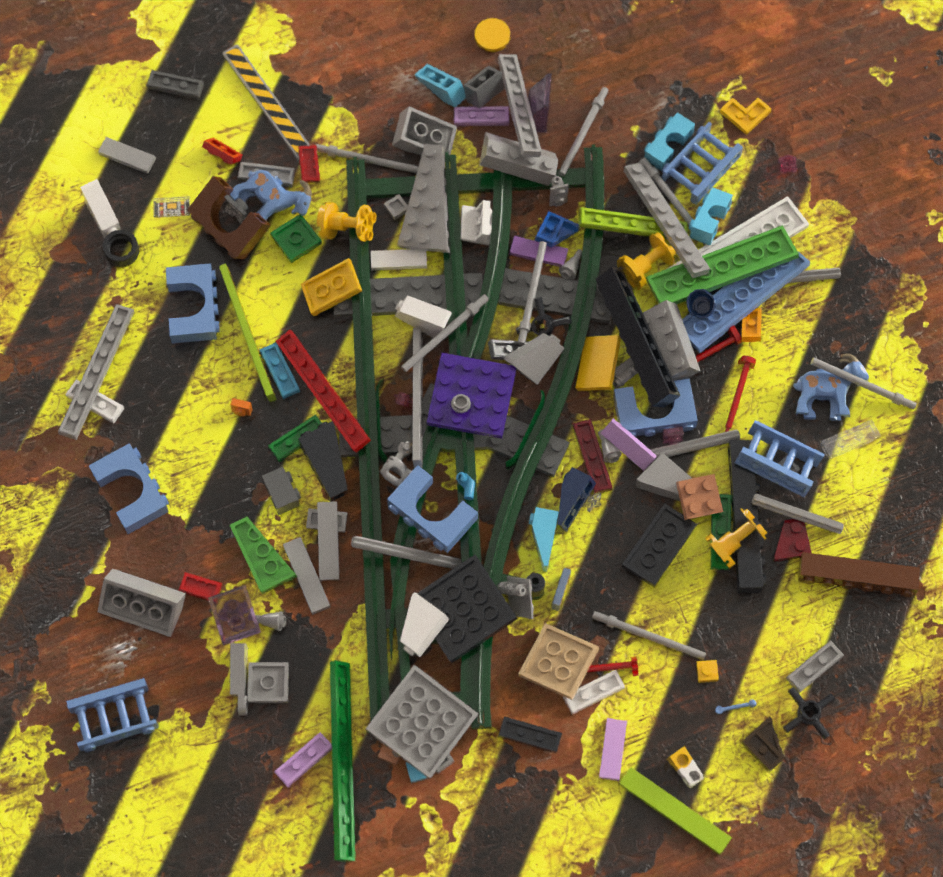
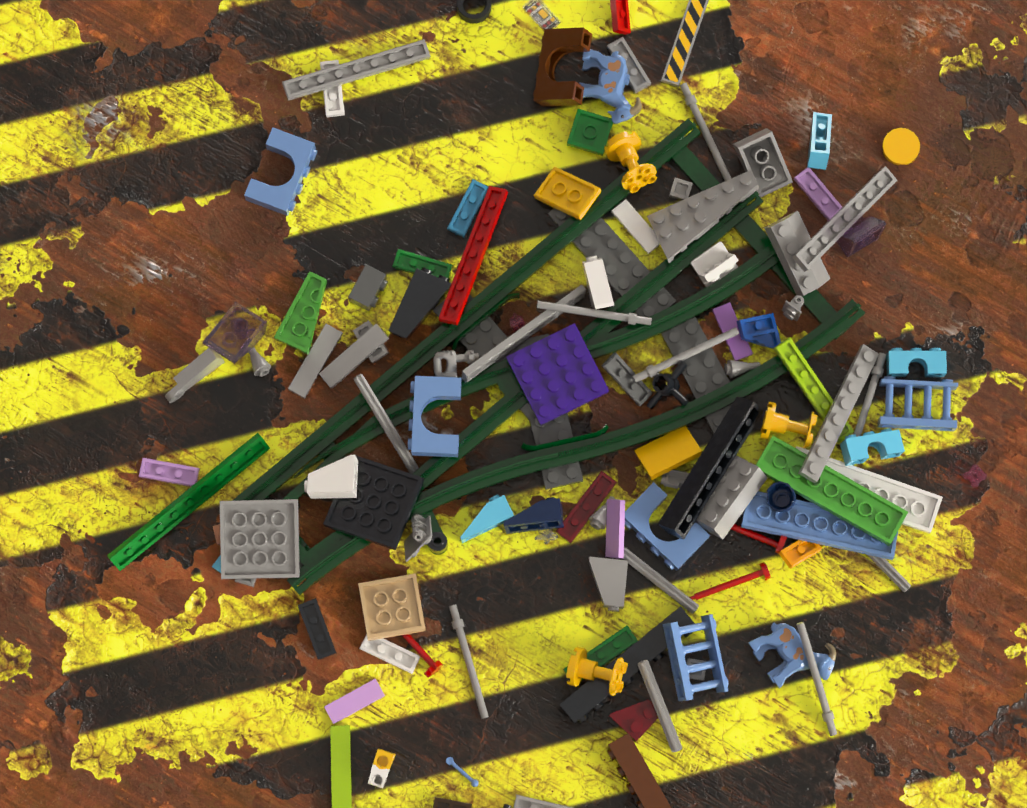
camera: 50 degrees right, 10 degrees up
(99, 700) = (96, 285): medium blue fence -> none
(141, 602) = (197, 253): light grey slope -> none
(199, 586) = (243, 288): red plate -> none
(203, 324) = (459, 119): medium blue arch -> none
(236, 208) = (578, 66): dark grey animal -> none
(241, 407) = (412, 204): orange plate -> none
(268, 682) = (207, 399): light grey plate -> none
(269, 392) = (479, 158): lime tile -> none
(309, 163) = (663, 91): red plate -> none
(460, 403) = (539, 371): light grey plate -> none
(467, 483) = (479, 428): dark azure arm -> none
(483, 86) = (843, 176): dark grey brick -> none
(536, 356) = (631, 399): light grey slope -> none
(561, 588) = (453, 565): sand blue tile -> none
(597, 104) = (905, 279): light grey bar -> none
(659, 545) = (550, 615): black plate -> none
(673, 435) = (652, 558): clear pink plate -> none
(699, 496) = (612, 617): nougat plate -> none
(707, 671) = (474, 728): yellow plate -> none
(745, 118) = (990, 411): yellow plate -> none
(850, 439) = (762, 702): clear tile -> none

